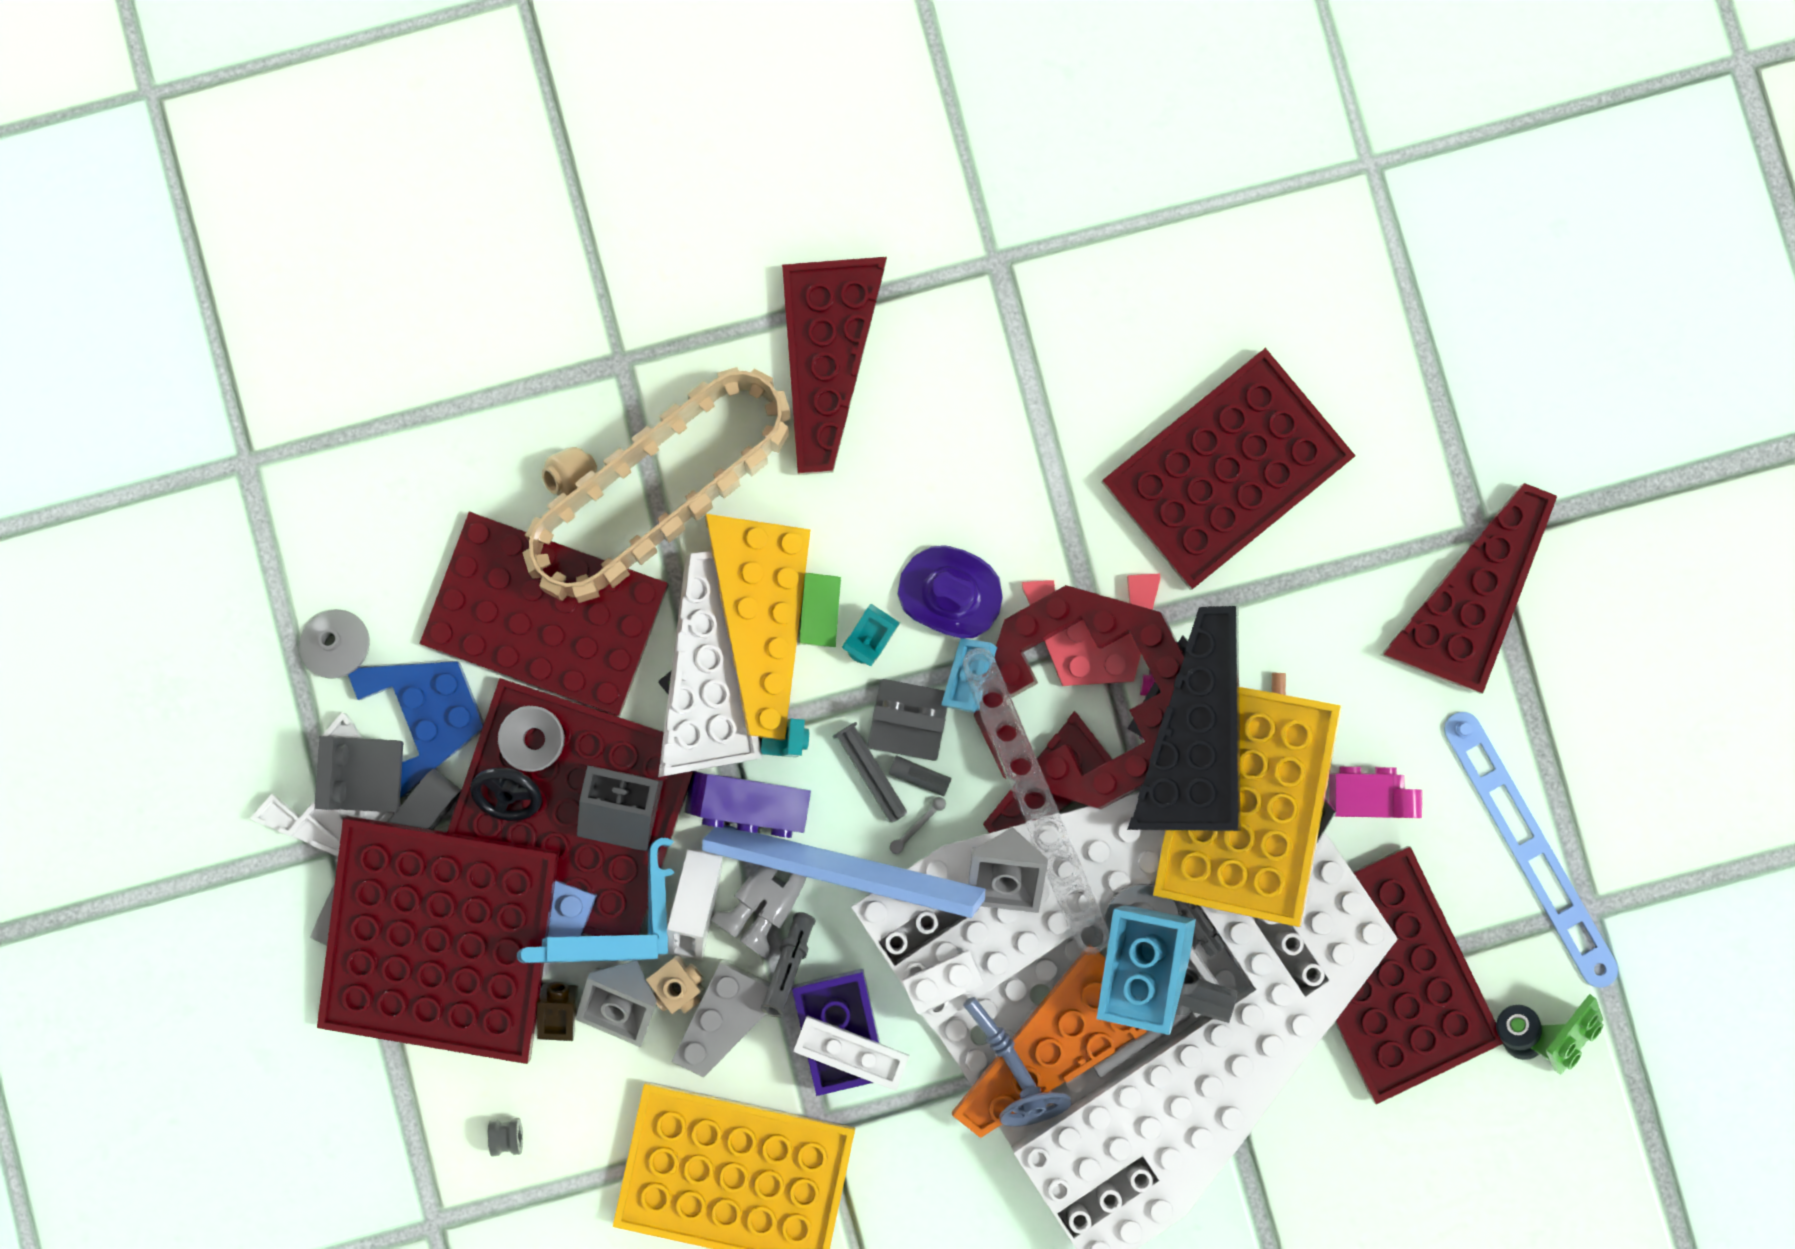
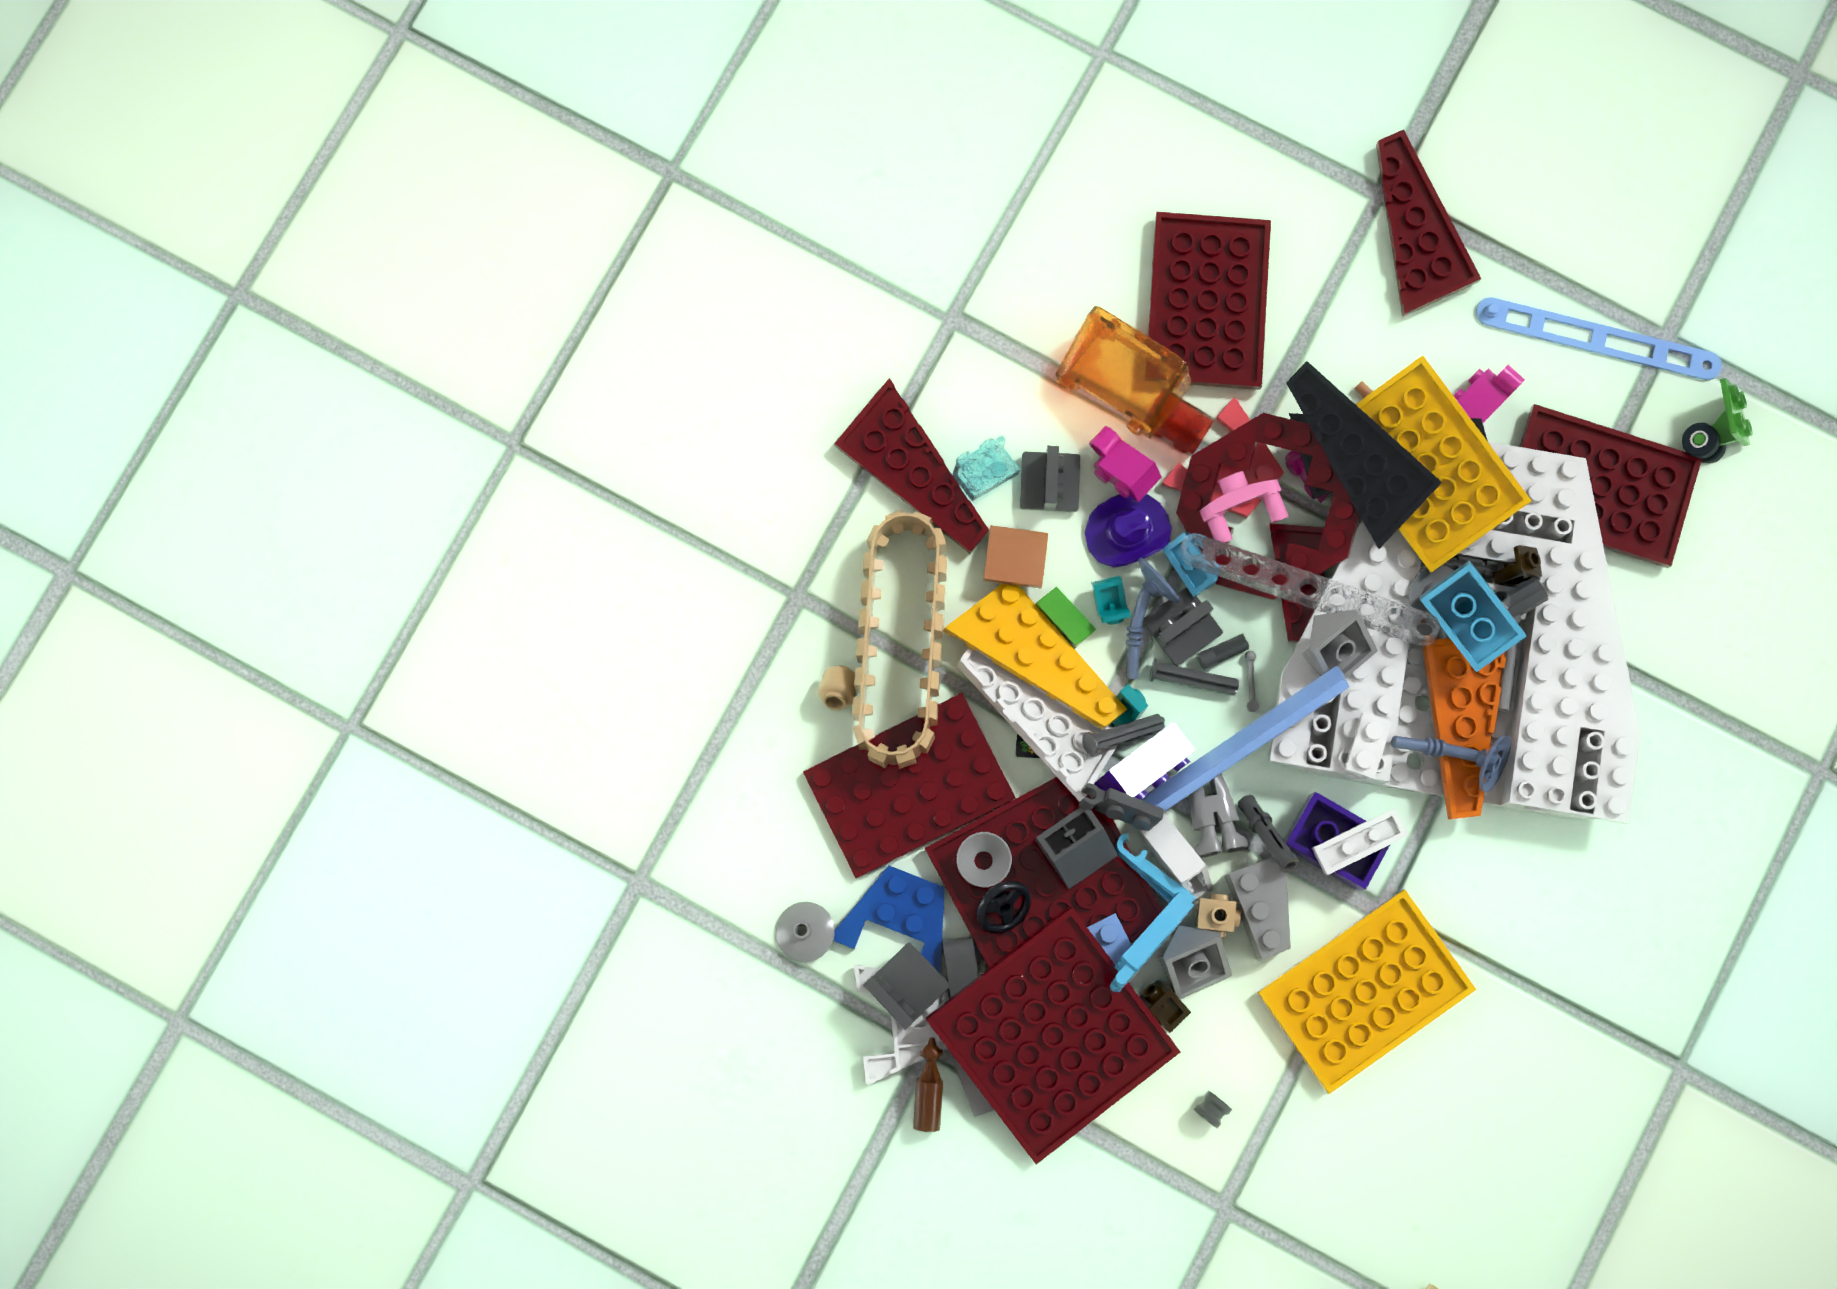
camera: 50 degrees left, 5 degrees down
(292, 878) = (928, 1091): none -> reddish brown wheel
(685, 814) = (1122, 807): none -> dark grey plate
(759, 756) = (1129, 731): none -> dark grey axle
(831, 516) = (1015, 557): none -> nougat slope
(884, 415) = (985, 468): none -> clear light blue bracket
(913, 660) = (1153, 585): none -> sand blue dish
(929, 483) = (1050, 481): none -> dark grey bracket
(1000, 534) = (1123, 465): none -> dark pink hinge
(1067, 657) = (1237, 492): none -> bright pink connector
(1083, 456) = (1124, 371): none -> clear orange windscreen
(1089, 546) = (1185, 427): none -> clear red bracket
(1237, 975) = (1525, 567): none -> dark brown bracket

